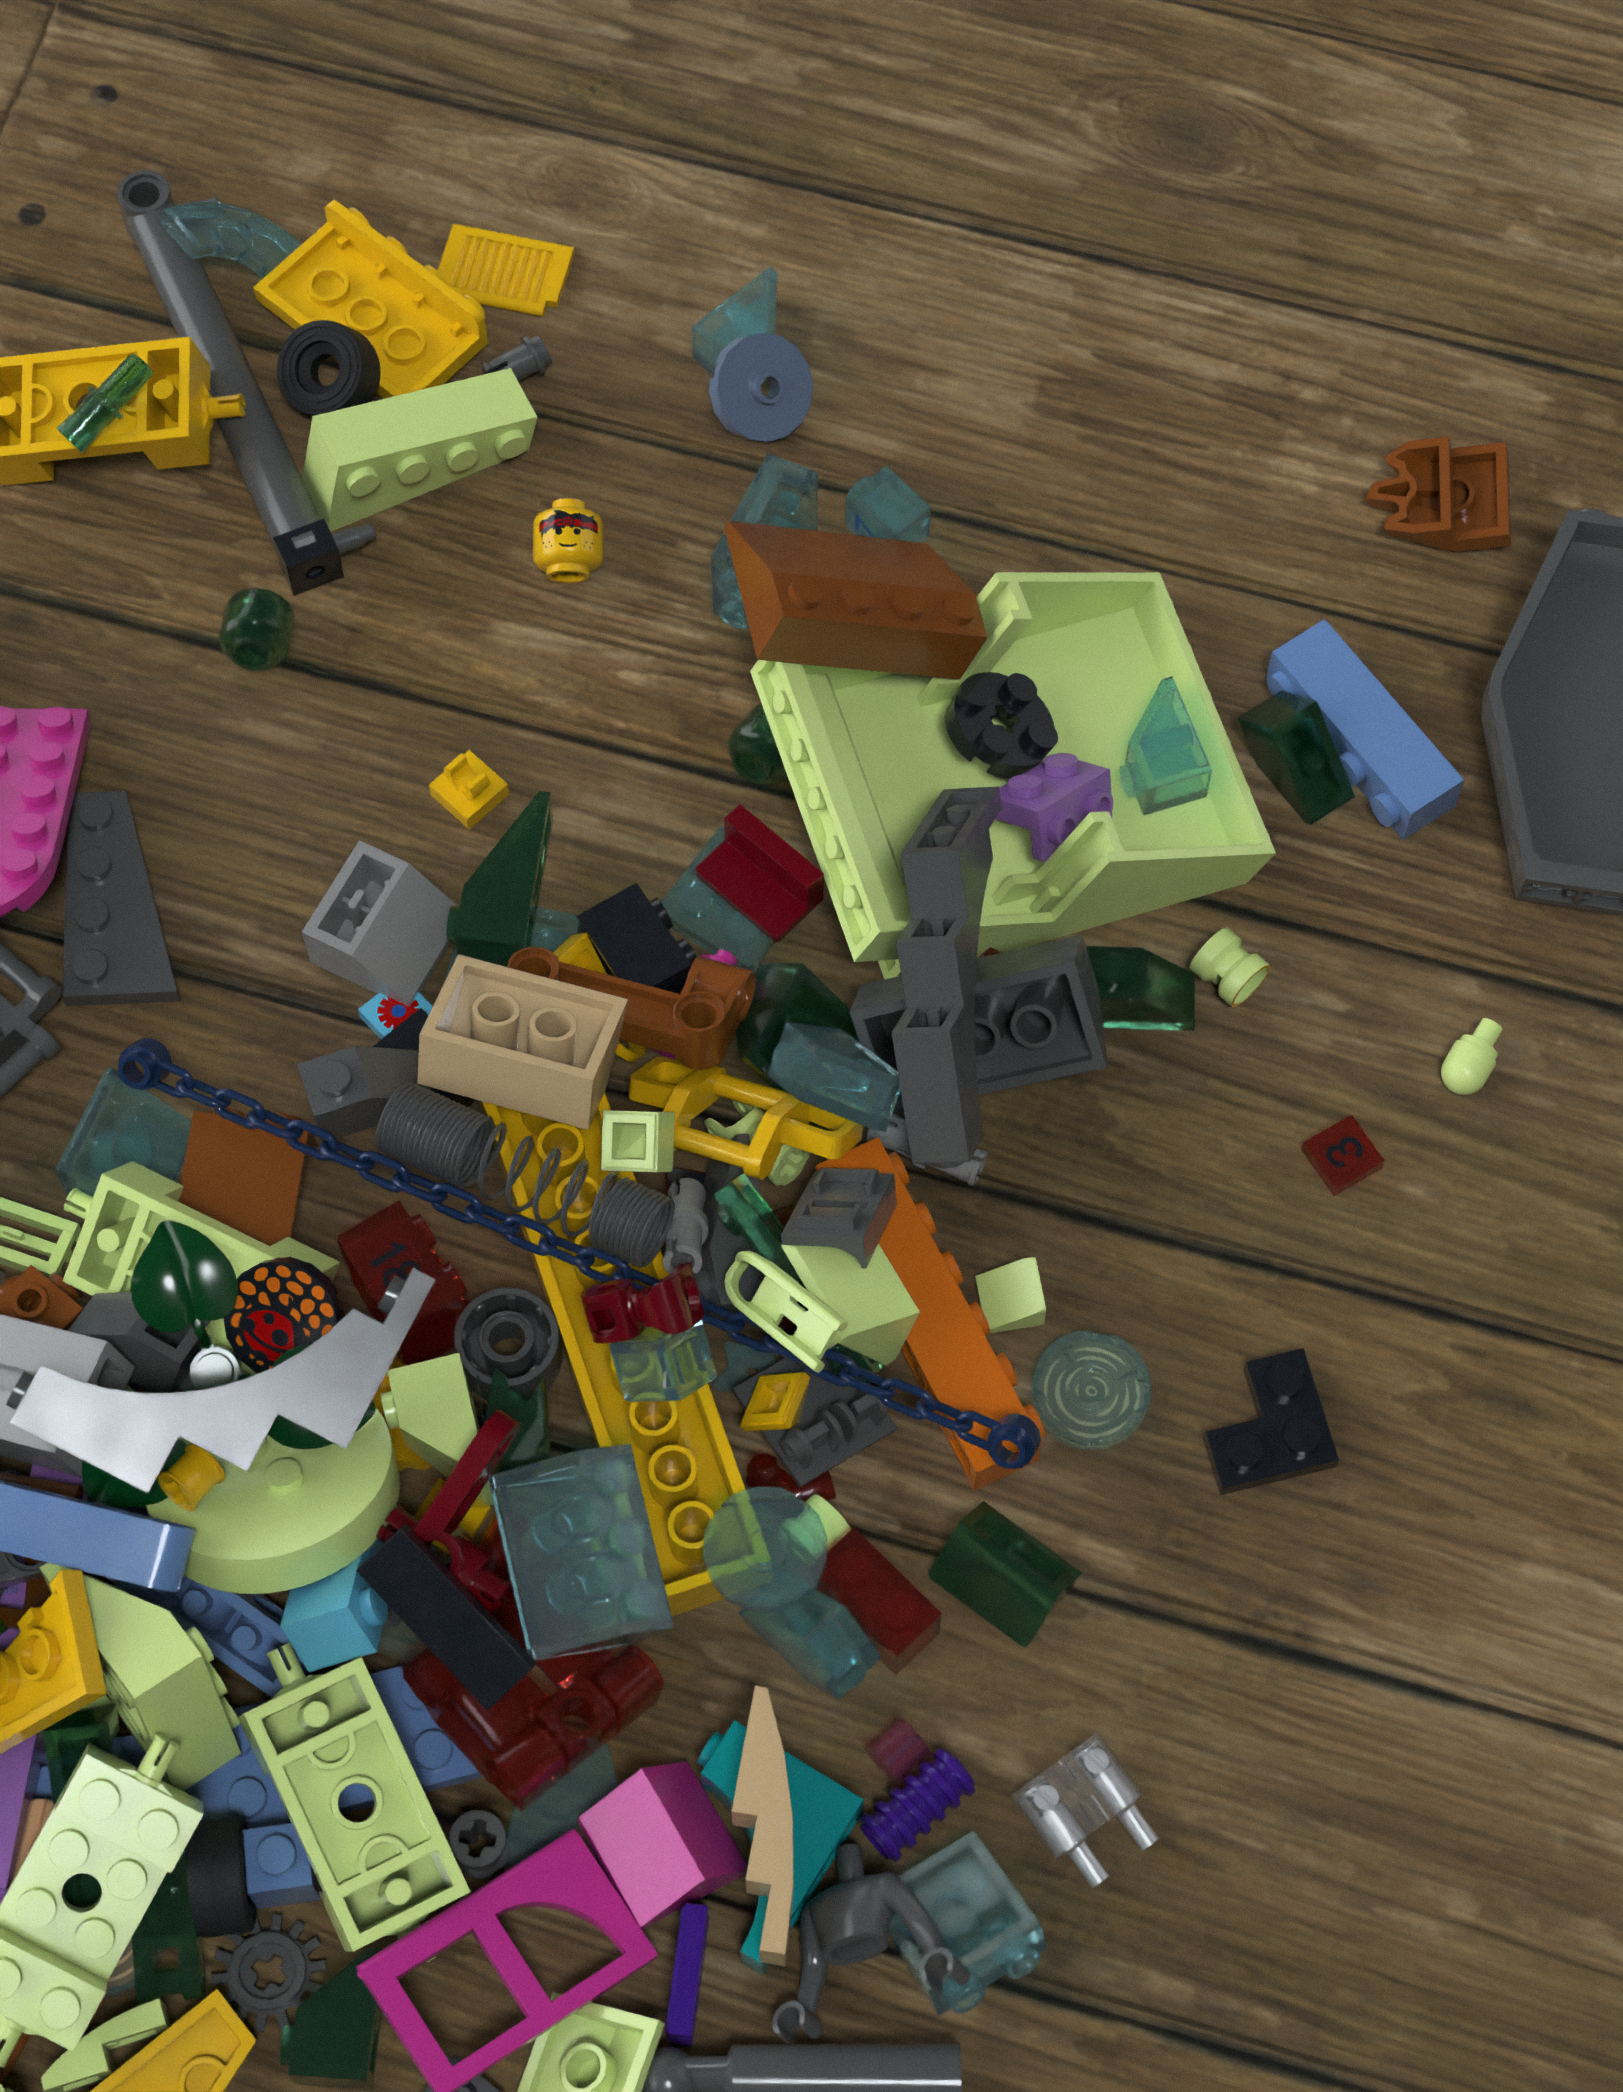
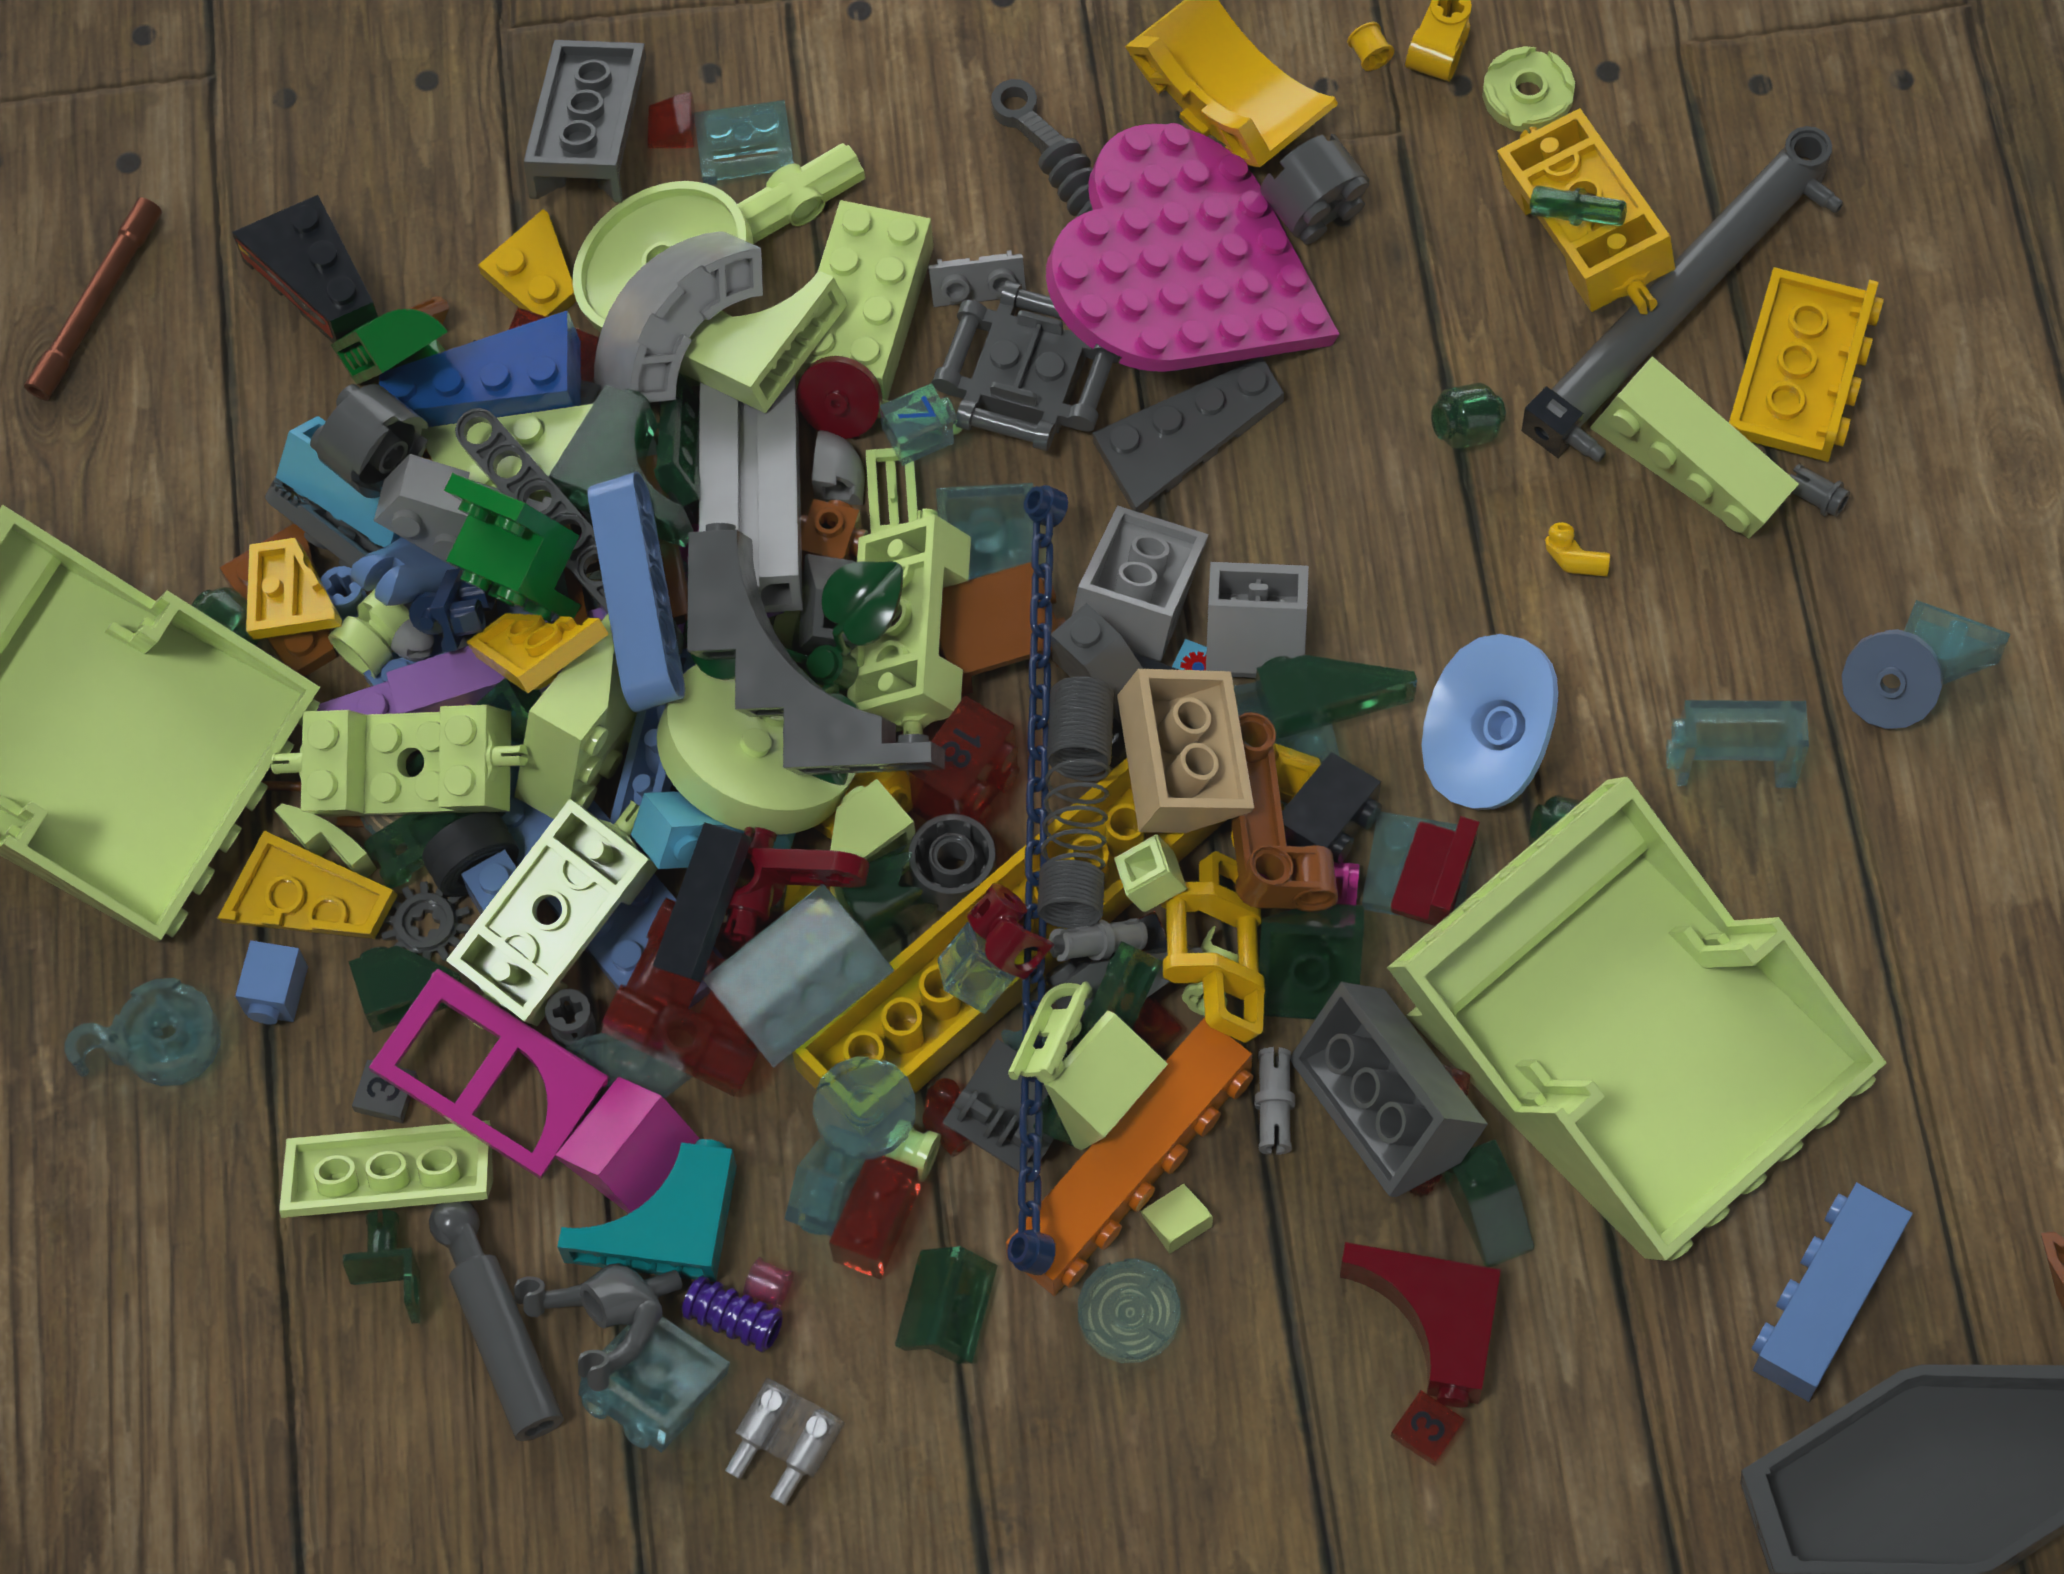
camera: 70 degrees right, 0 degrees up
(191, 1477) = (720, 680): yellow axle -> none
(229, 233) = (1809, 224): clear light blue tile -> none
(264, 1019) = (1141, 578): none -> light grey slope
(280, 1308) = (889, 683): tile -> none
(305, 352) = (1735, 374): black tyre -> none
(465, 611) = (1570, 556): none -> yellow arm
(468, 789) = (1415, 631): yellow tile -> none
(505, 269) = (1906, 442): yellow window -> none
(568, 541) = (1670, 601): yellow head -> none
(622, 753) = (1490, 721): none -> light blue hat
(687, 1974) = (535, 1204): dark purple tile -> none
(765, 1805) = (674, 1191): tan slope -> none
(776, 1402) = (990, 1074): yellow slope -> none
(835, 1074) = (1280, 992): clear light blue slope -> none
(843, 1211) = (1144, 1057): dark grey piece -> none
(854, 601) = (1707, 823): dark orange slope -> none
(887, 509) = (1830, 830): clear light blue brick -> none
(937, 954) = (1462, 995): dark grey arch -> none
(1017, 706) = (1700, 995): black plate -> none
(1055, 799) = (1622, 1063): medium lavender bracket -> none
(1165, 755) = (1716, 1135): clear light blue slope -> none
(1230, 966) = (1549, 1269): yellowish green wheel -> none
(1236, 1079) = (1446, 1305): none -> dark red arch
(1287, 1437) = (1159, 1478): black plate -> none
(1297, 754) = (1776, 1247): clear green slope -> none
(1471, 1059) = (1565, 1499): yellowish green cylinder -> none

